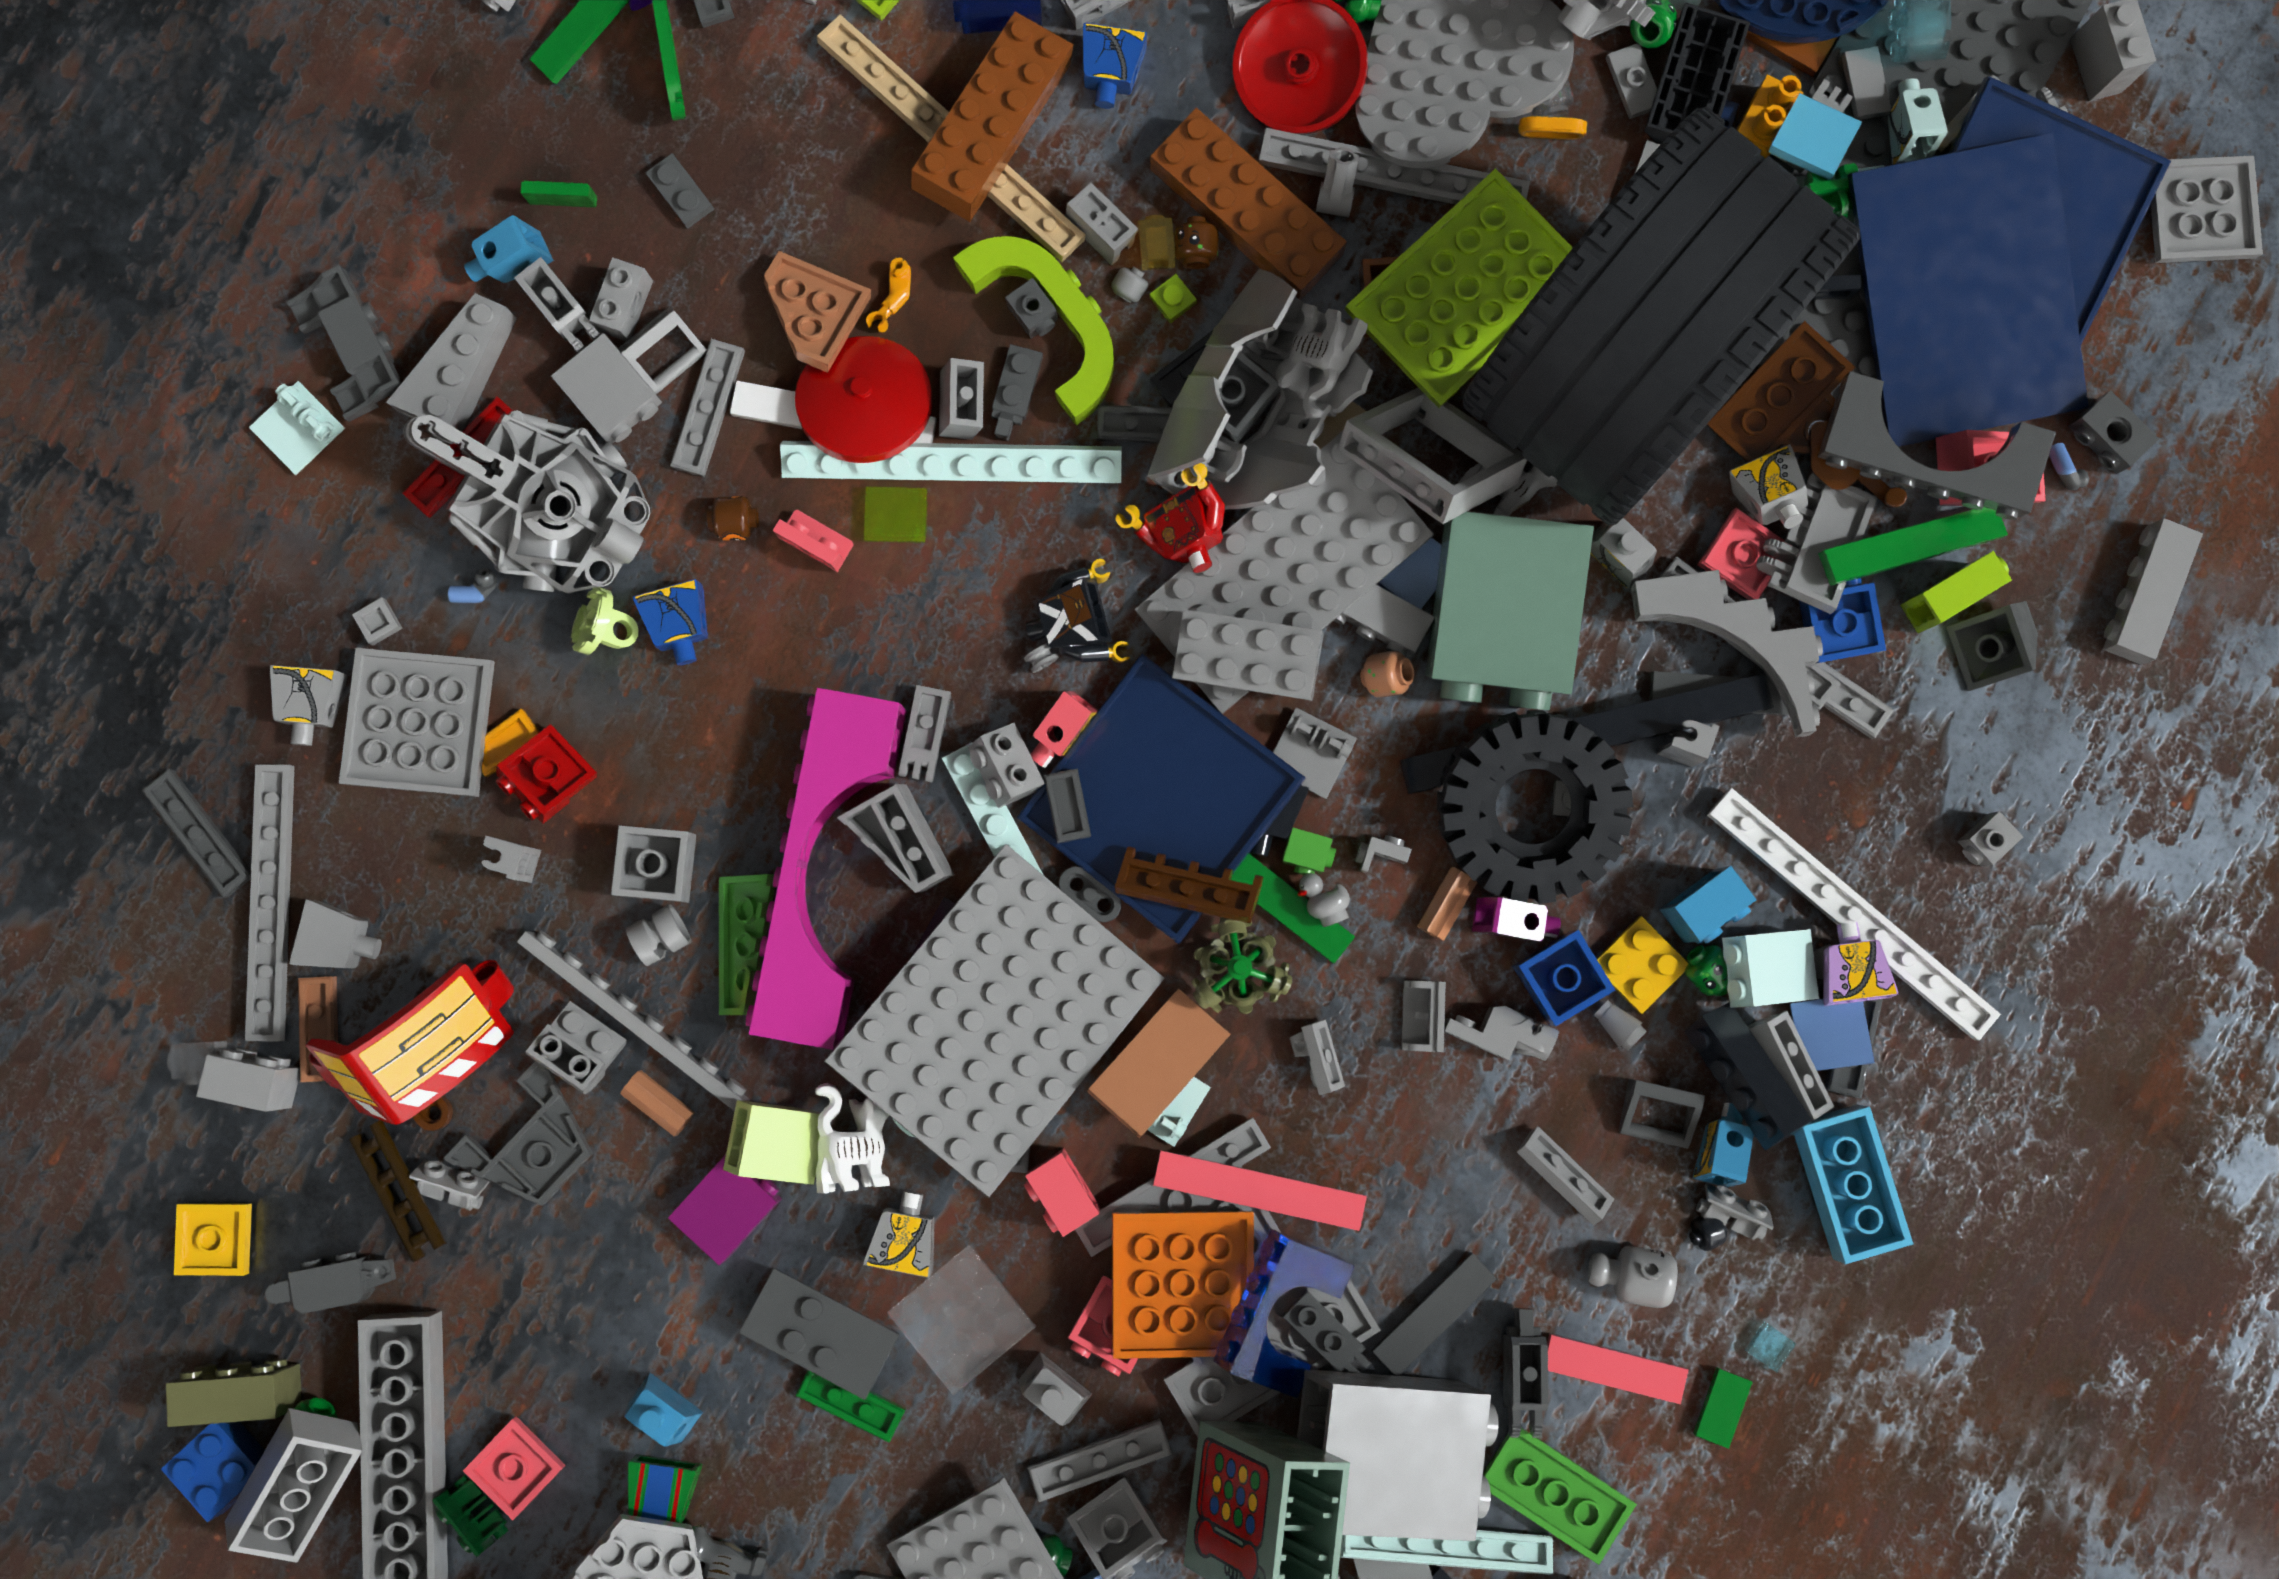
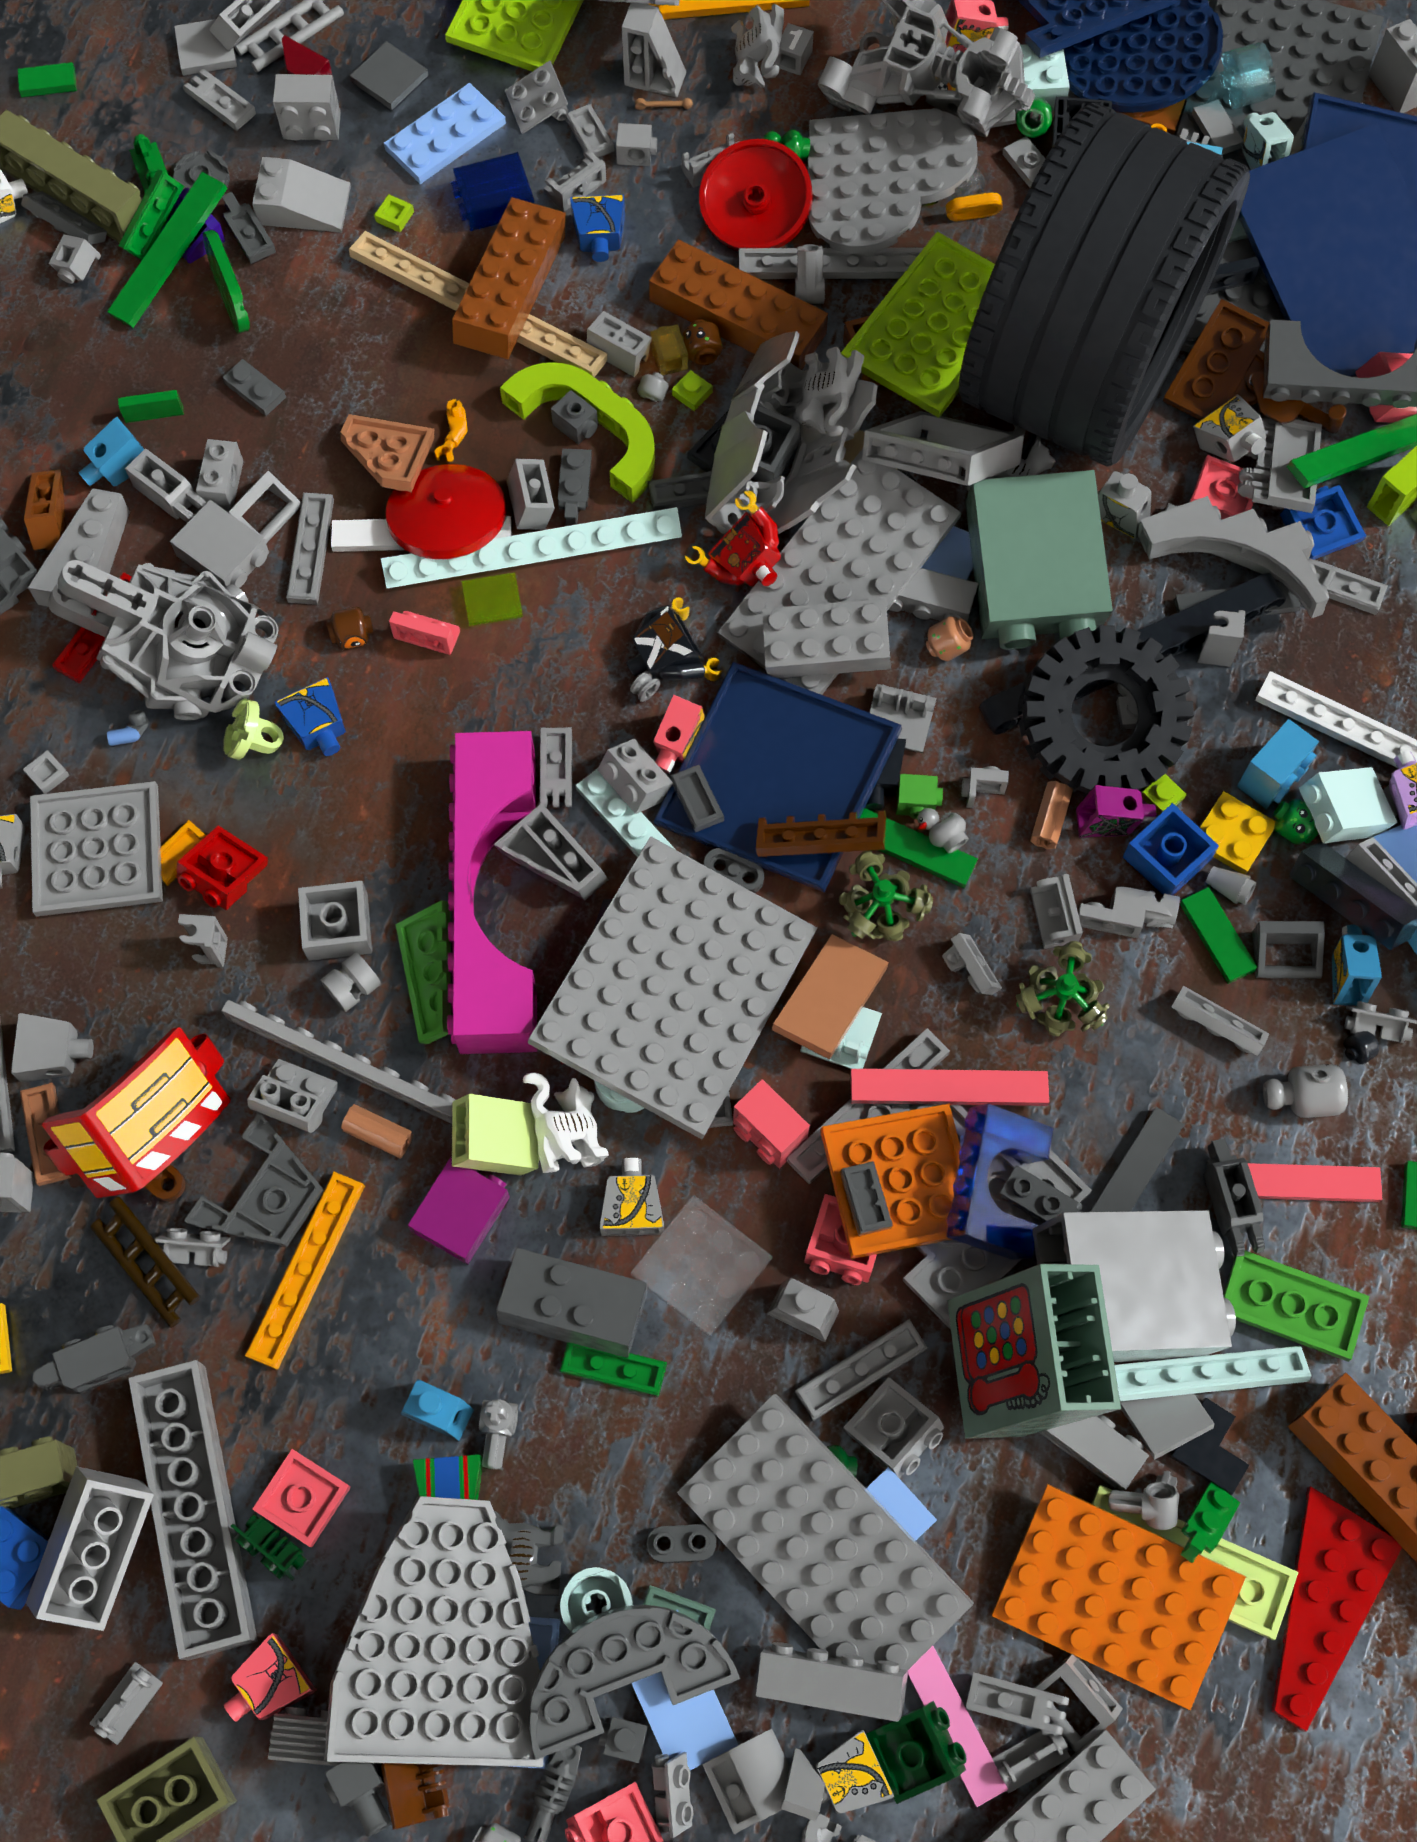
camera: 15 degrees left, 15 degrees down
(422, 301) = (45, 509): none -> dark orange slope
(559, 1232) = (305, 1271): none -> light orange tile
(721, 1437) = (497, 1421): none -> light grey axle
(1139, 1304) = (866, 1198): none -> dark grey plate
(1427, 1111) = (1076, 989): none -> olive plant
(1576, 908) = (1163, 794): none -> lime plate
(1590, 1077) = (1218, 935): none -> green tile

